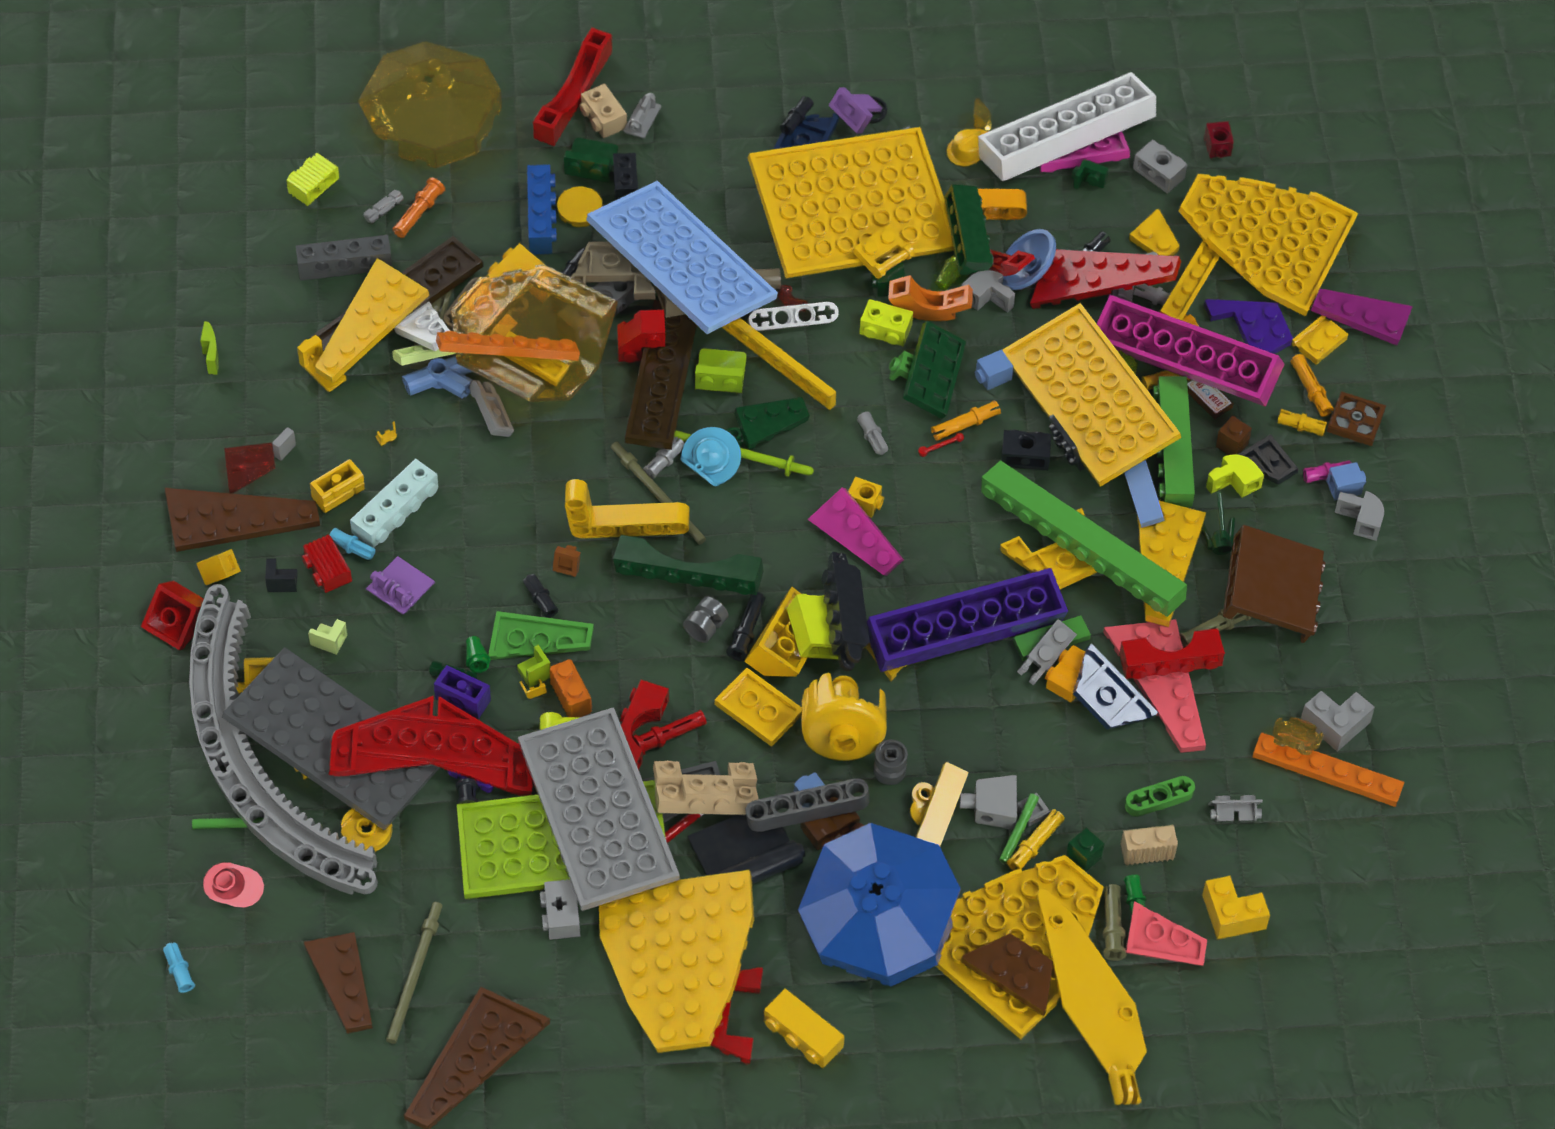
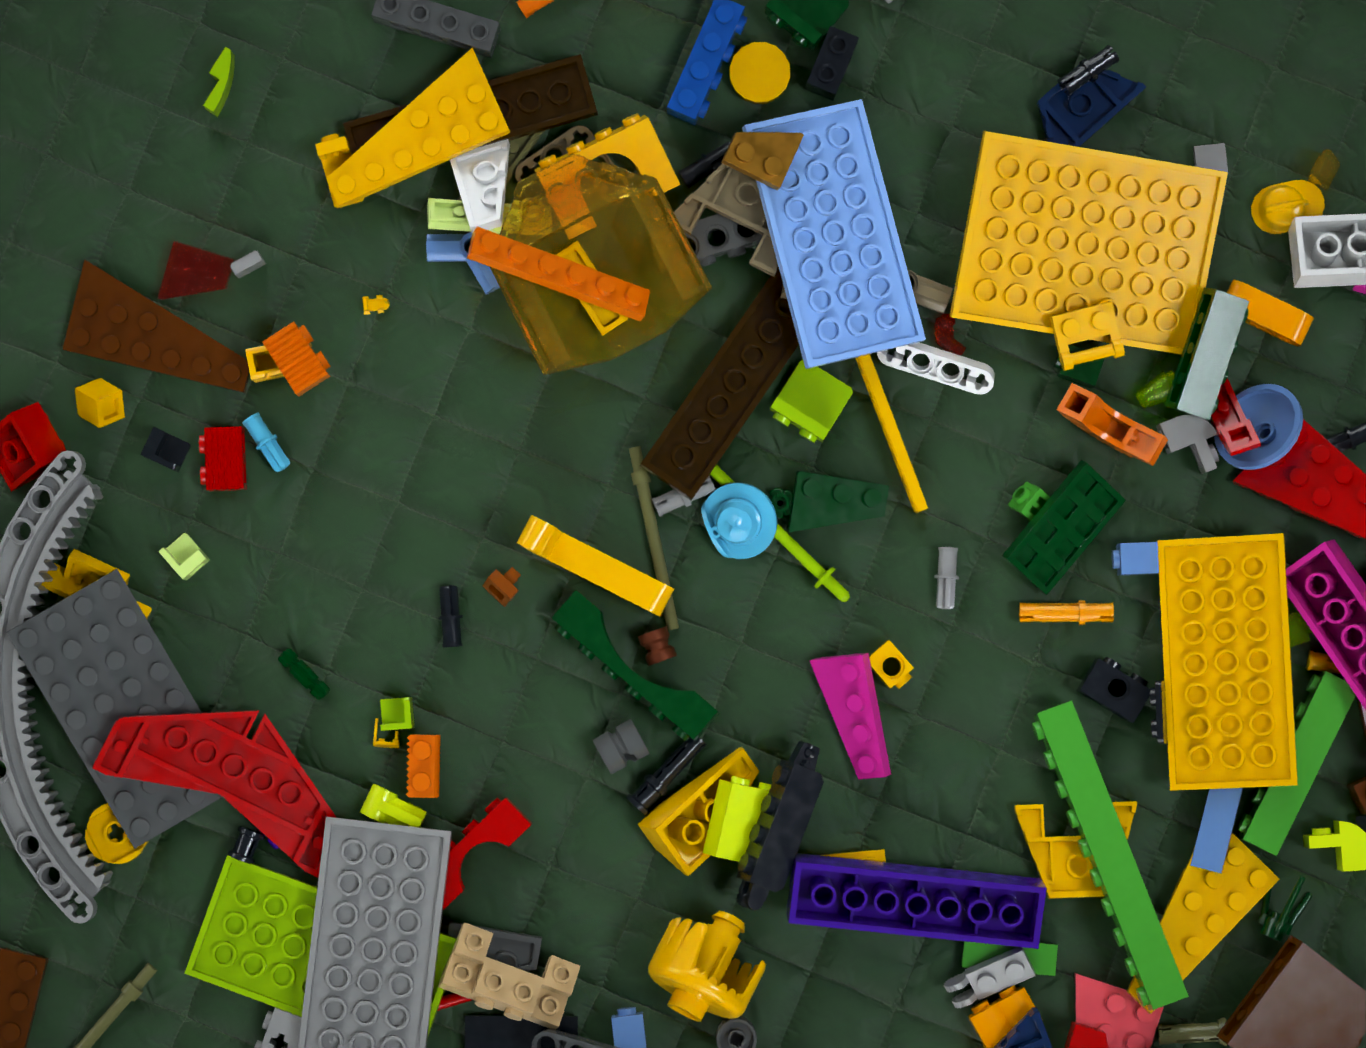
camera: 25 degrees right, 30 degrees up
(350, 466) = (296, 358): none -> orange brick
(394, 503) = (338, 411): light aqua brick -> none
(399, 585) = (297, 524): medium lavender hinge -> none
(462, 691) = (297, 713): dark purple brick -> none
(476, 655) = (340, 664): green cone -> none
(491, 408) = (511, 345): light grey hinge -> none
(518, 635) = (412, 666): bright green wing -> none
(609, 223) = (763, 155): none -> pearl gold wing
(644, 330) = (735, 316): red brick -> none
(658, 736) = (495, 871): red pin -> none
(696, 551) = (657, 645): none -> copper wheel
(759, 707) = (627, 887): yellow plate -> none
(857, 109) = (1170, 91): medium lavender piece -> none
(886, 322) = (1042, 429): neon yellow brick -> none
(923, 451) = (995, 627): red hinge -> none

